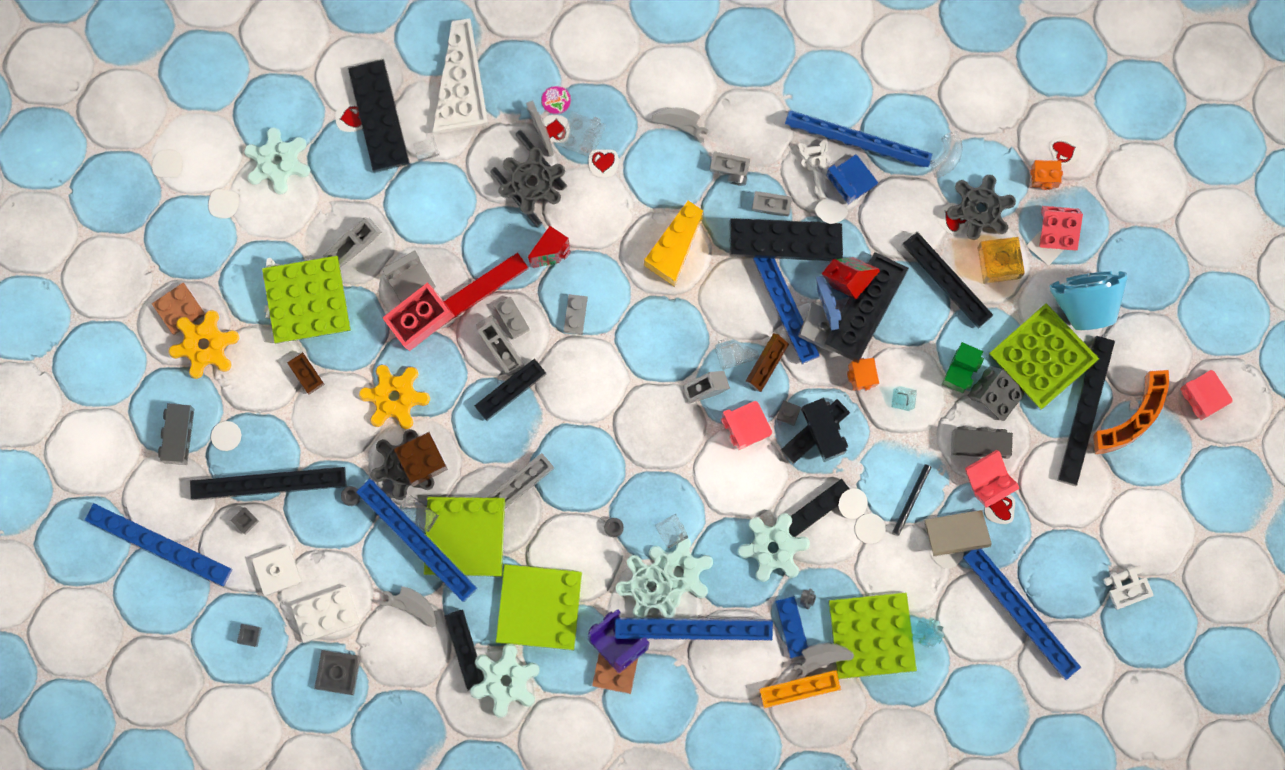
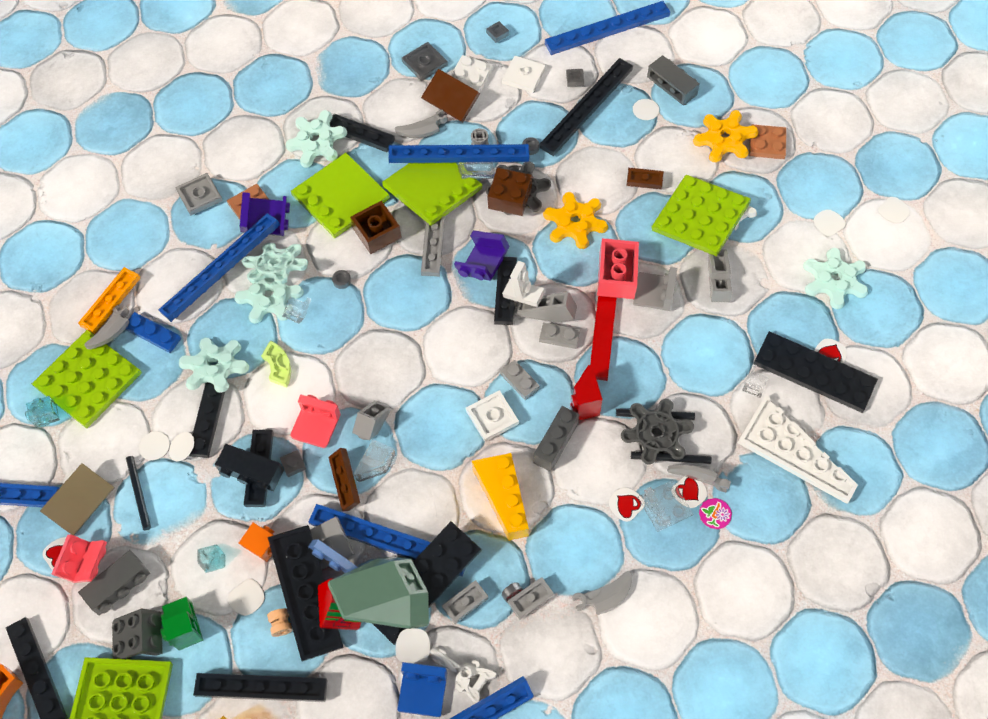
camera: 135 degrees right, 15 degrees down
(360, 607) = (450, 95): none -> reddish brown tile
(387, 542) = (479, 137): none -> light grey wheel
(498, 430) = (485, 256): none -> dark purple panel
(504, 368) = (520, 288): none -> white bracket
(547, 539) = (376, 227): none -> reddish brown brick
(601, 244) = (556, 438): none -> dark grey brick
(623, 306) = (492, 416): none -> white plate
(645, 724) = (199, 194): none -> light grey plate
(725, 503) = (278, 363): none -> yellowish green tile
(808, 598) = (156, 356): flat silver plate -> none
(821, 248) = (383, 593): none -> sand green wedge
(899, 307) = (279, 622): none -> light nougat wheel
(904, 350) = (246, 597): none -> white sticker

